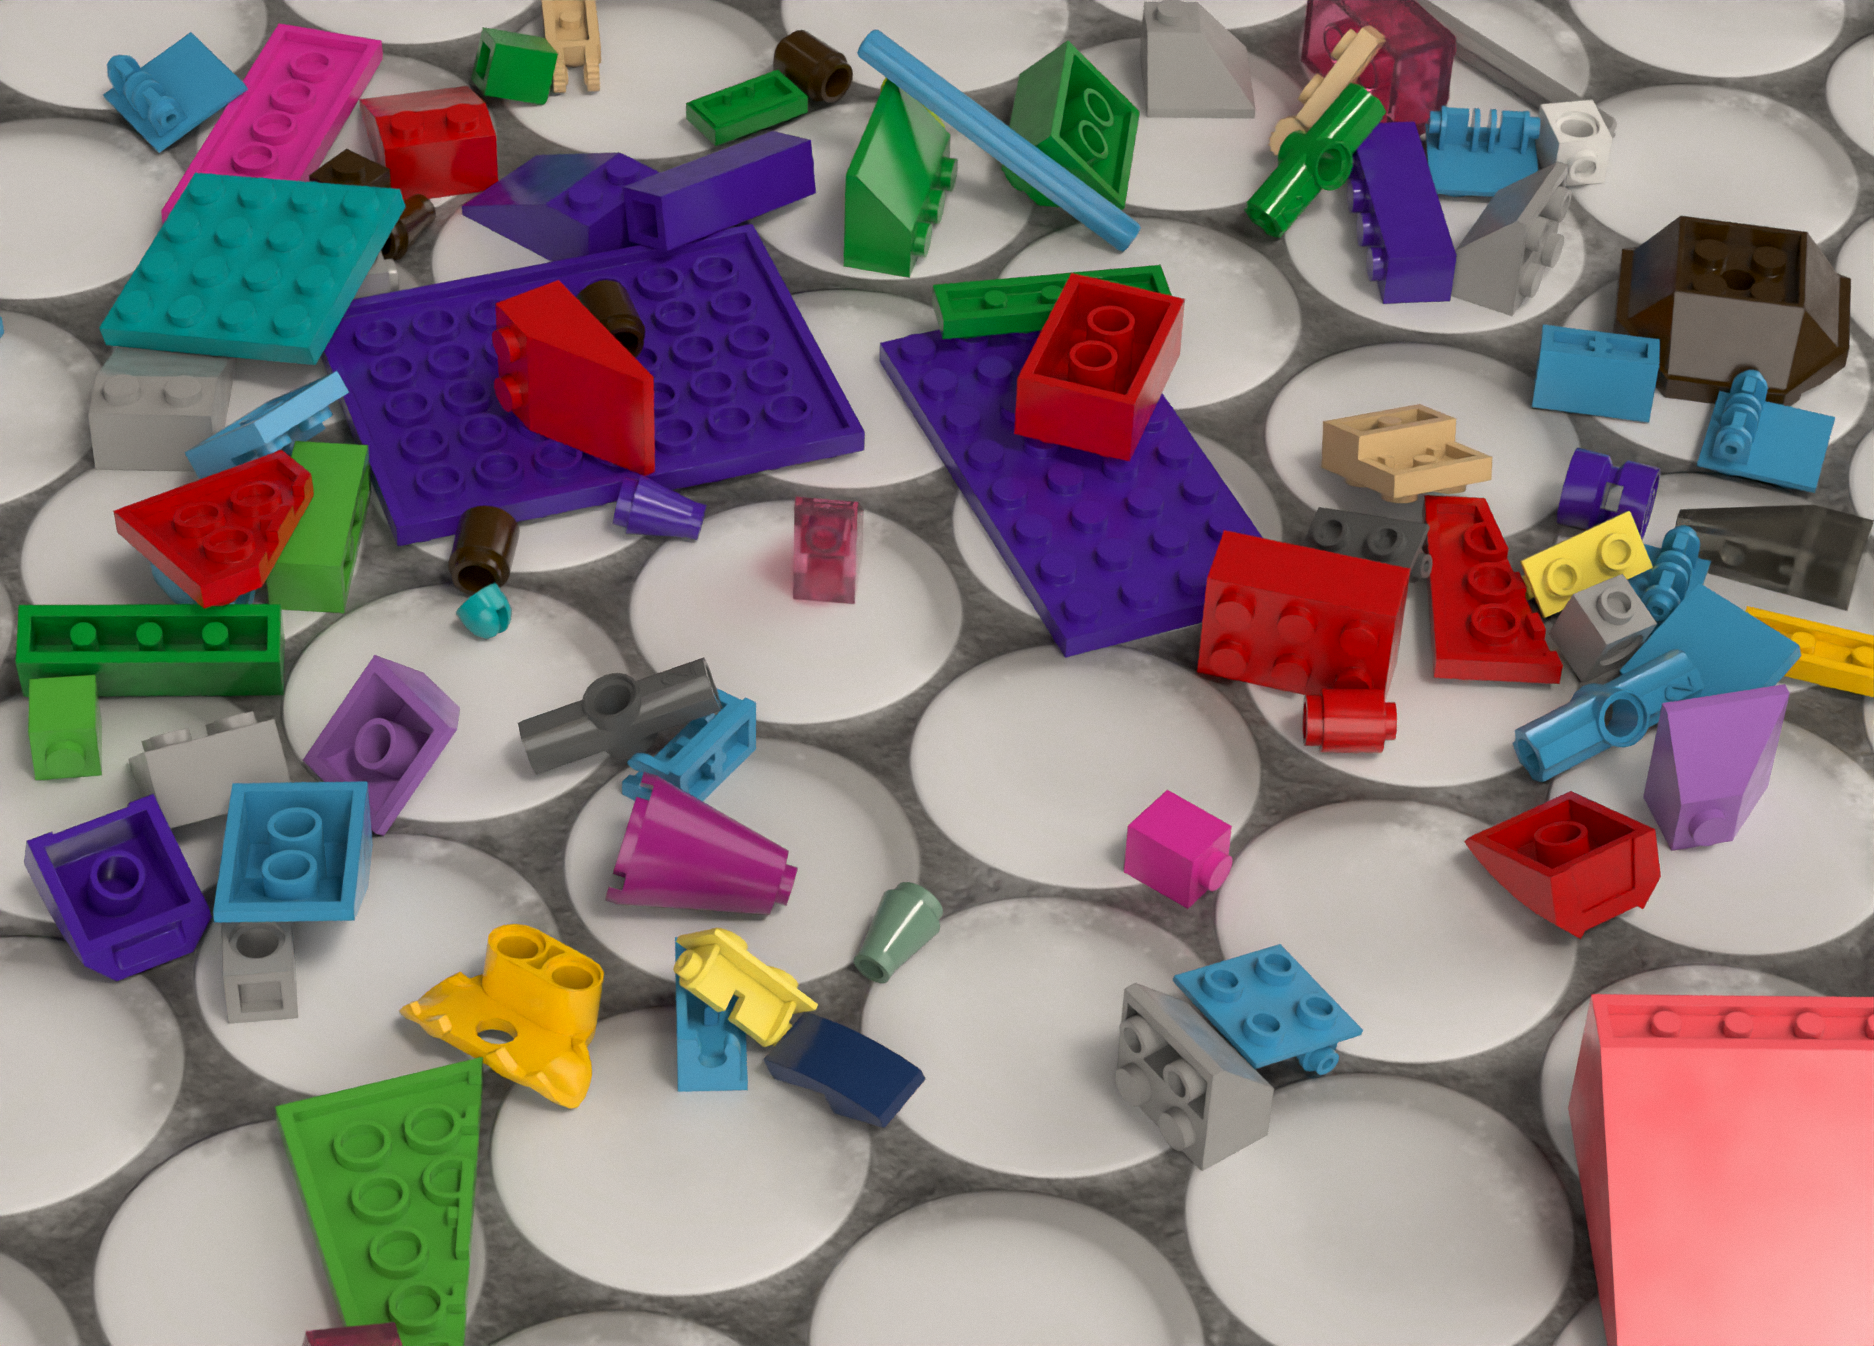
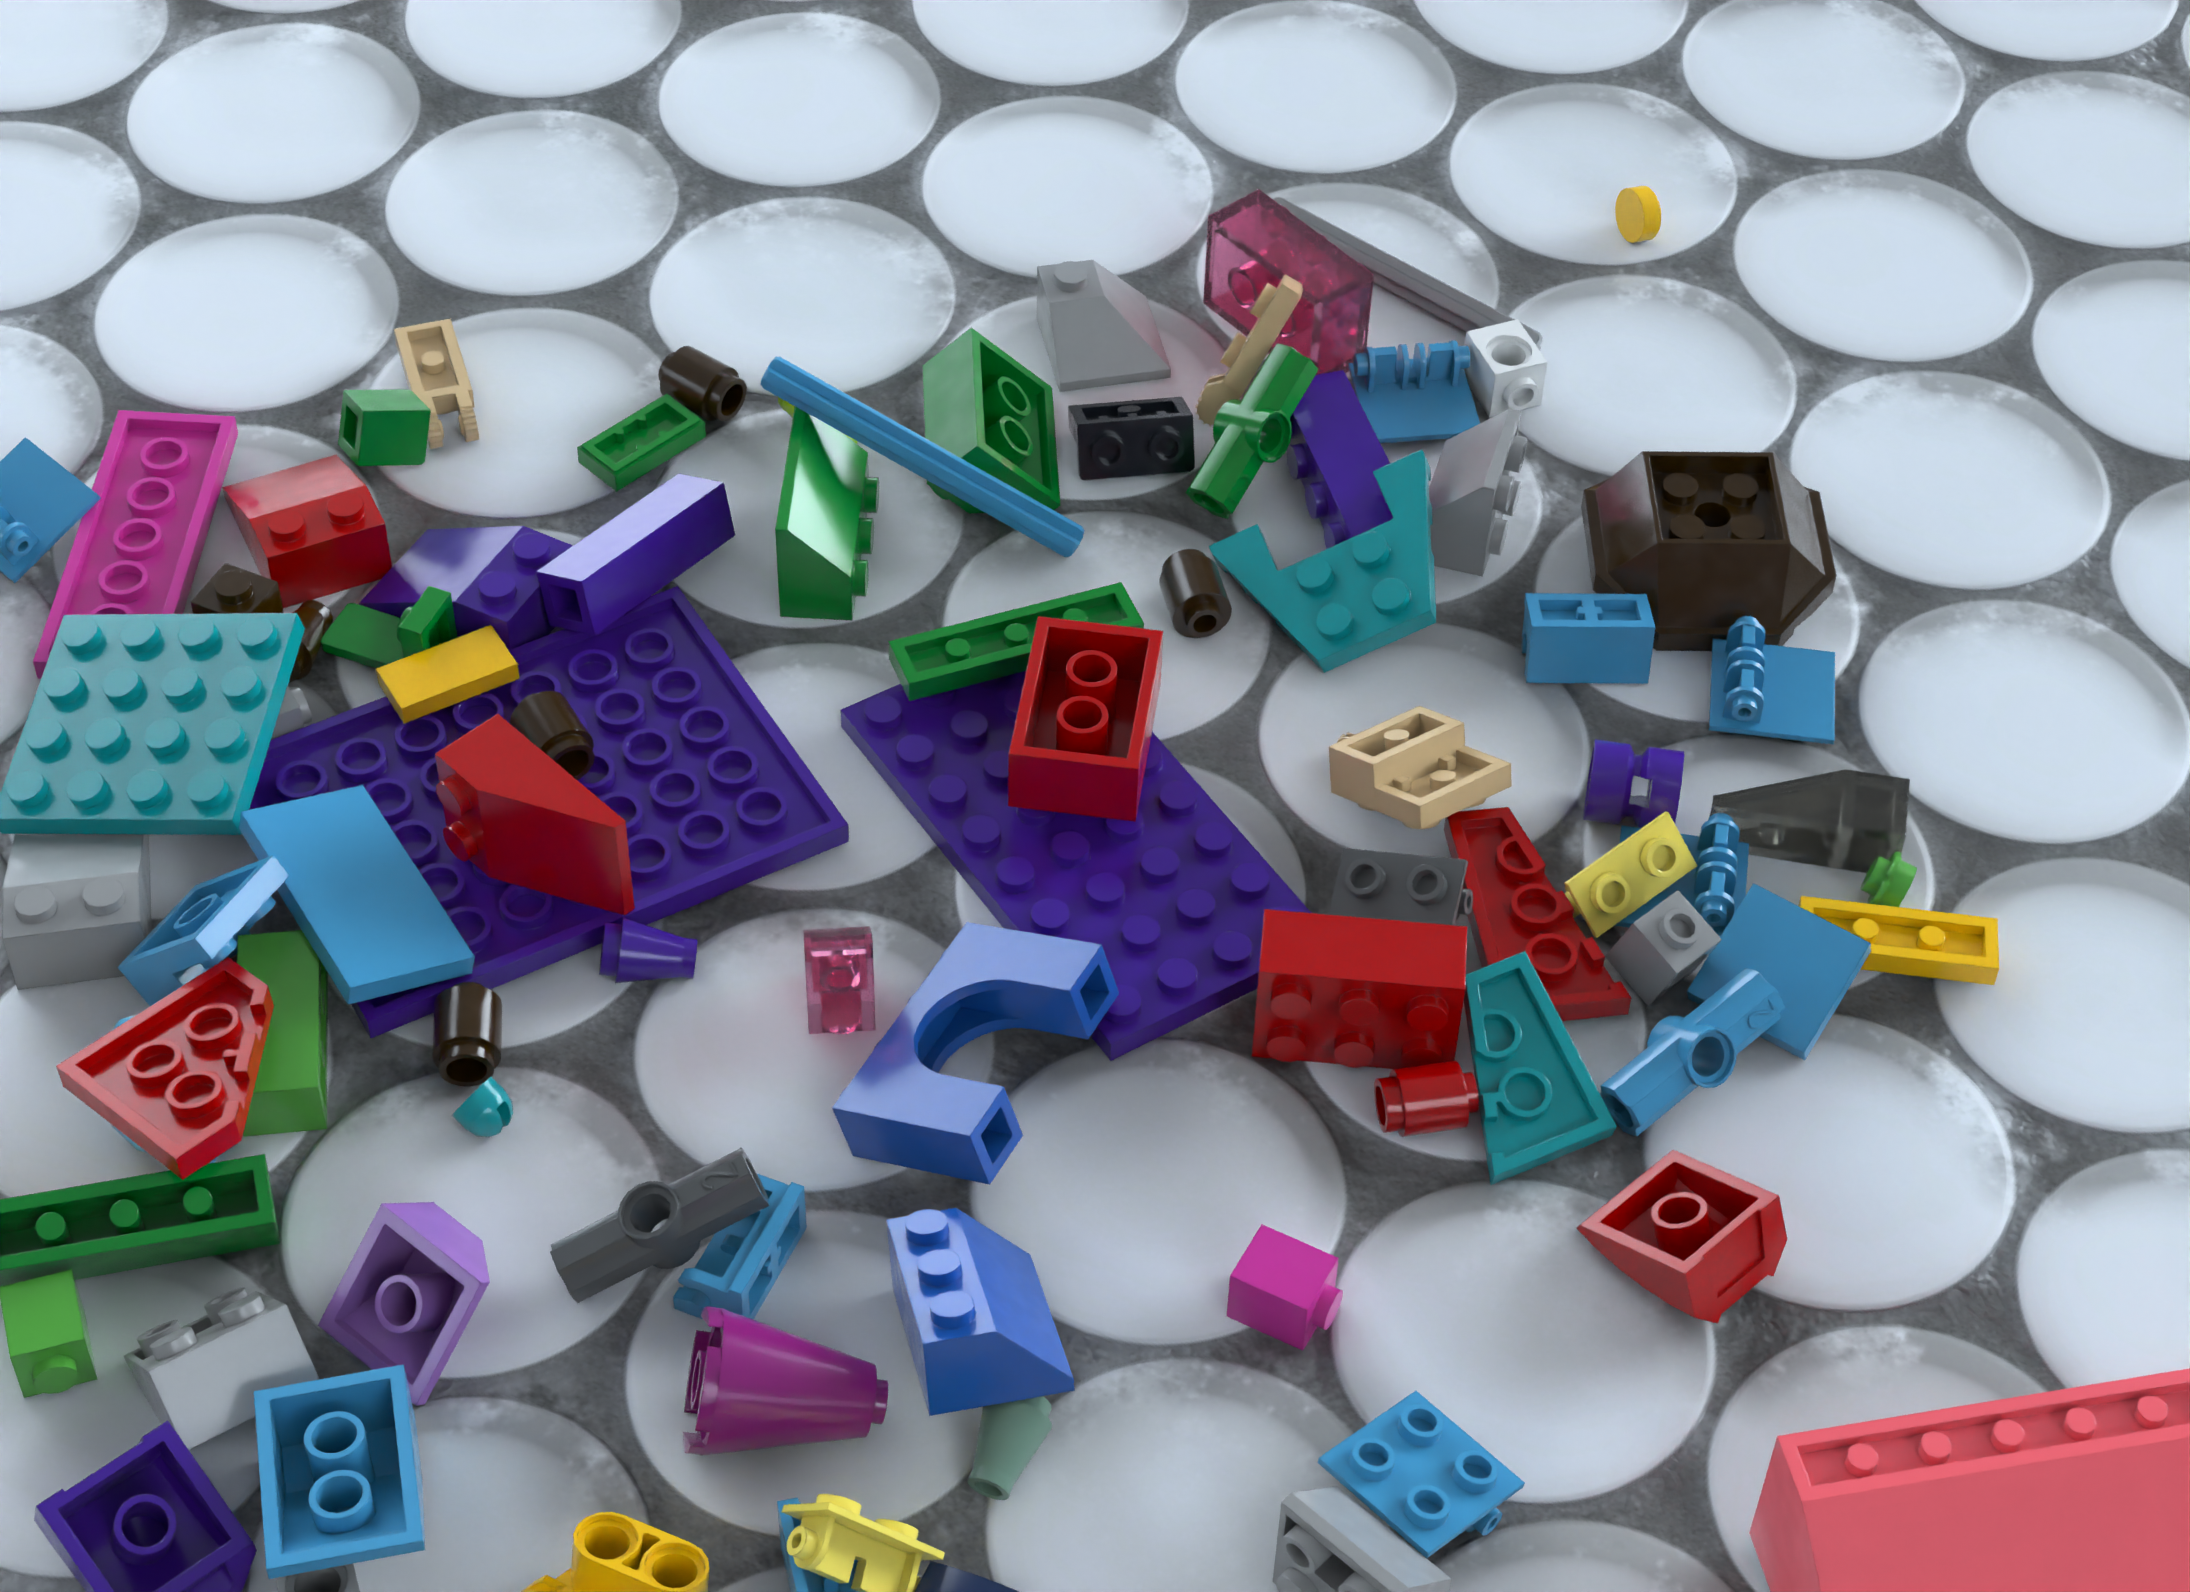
camera: 10 degrees left, 5 degrees up
(408, 423) = (357, 894): none -> dark azure tile
(497, 242) = (381, 638): none -> green bracket
(527, 264) = (447, 673): none -> yellow tile
(872, 648) = (983, 983): none -> blue arch
(886, 820) = (972, 1313): none -> slope
(1204, 160) = (1133, 438): none -> black bracket
(1231, 291) = (1194, 594): none -> dark brown brick
(1384, 305) = (1355, 591): none -> teal wing
(1449, 711) = (1527, 1072): none -> teal wing
(1713, 763) = (1809, 1100): medium lavender slope -> none
(1736, 32) = (1638, 214): none -> yellow tile
(1837, 604) = (1888, 880): none -> bright green plate

